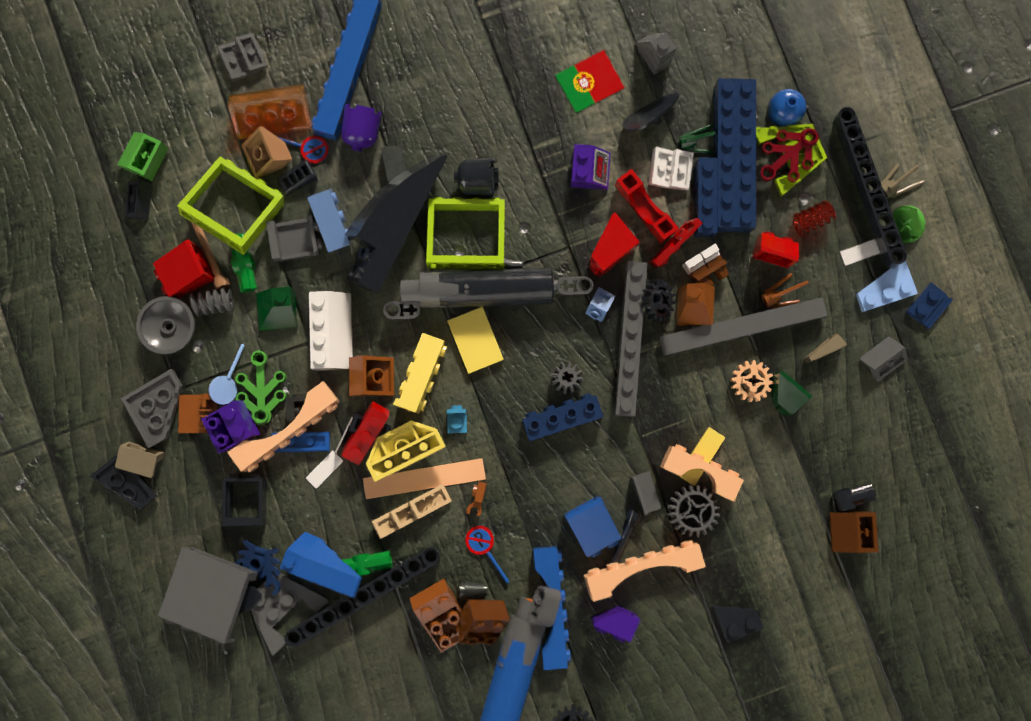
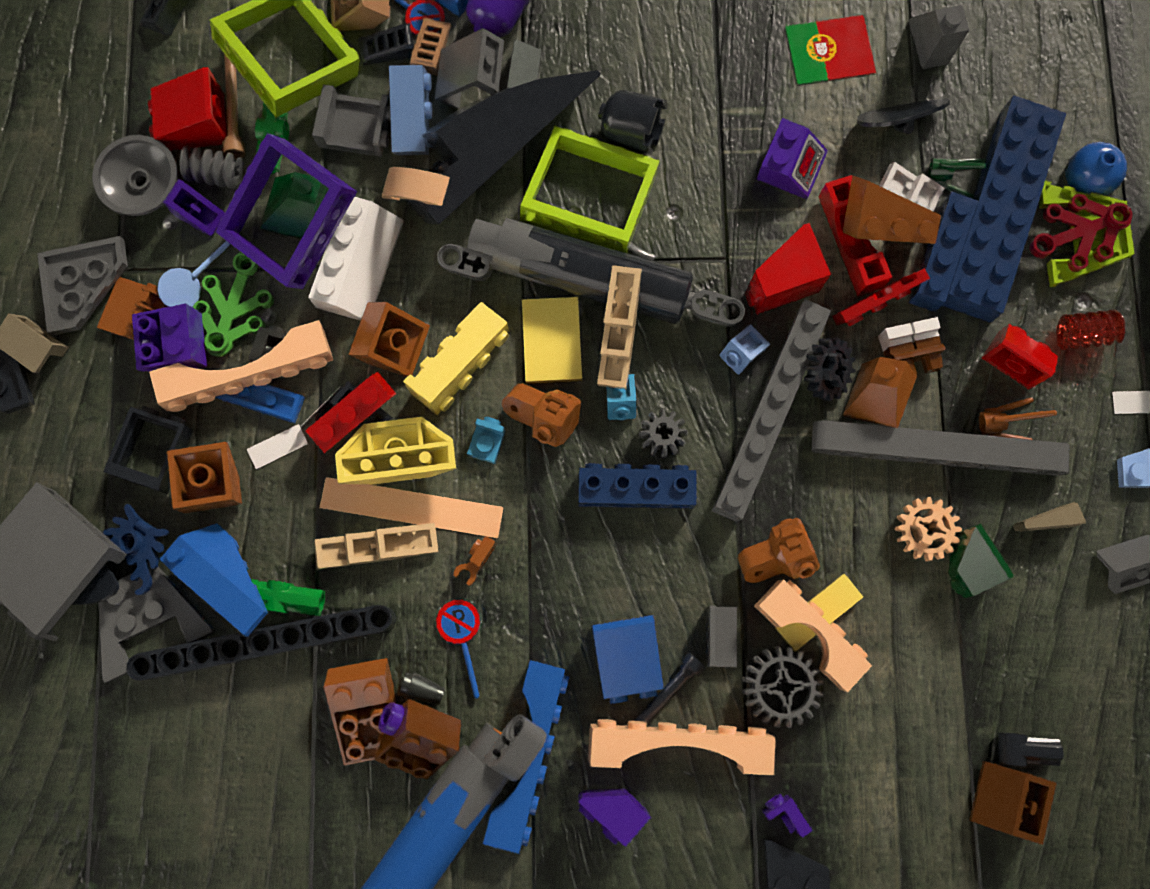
camera: 20 degrees right, 5 degrees down
(212, 333) = (193, 208): none -> dark purple slope
(287, 507) = (203, 478): none -> dark orange slope
(303, 323) = (320, 228): none -> dark purple window
(326, 183) = (430, 66): none -> medium nougat slope
(354, 274) = (415, 185): none -> light nougat slope
(358, 178) = (469, 63): none -> dark grey panel
(461, 615) = (391, 718): none -> dark purple tile
(491, 390) = (549, 414): none -> dark orange piece
(517, 320) = (619, 327): none -> tan slope
(532, 362) = (622, 402): none -> dark azure bracket
(663, 189) = (885, 216): none -> dark orange wedge
(668, 426) = (784, 552): none -> dark orange piece
(725, 587) = (792, 818): none -> dark purple bracket

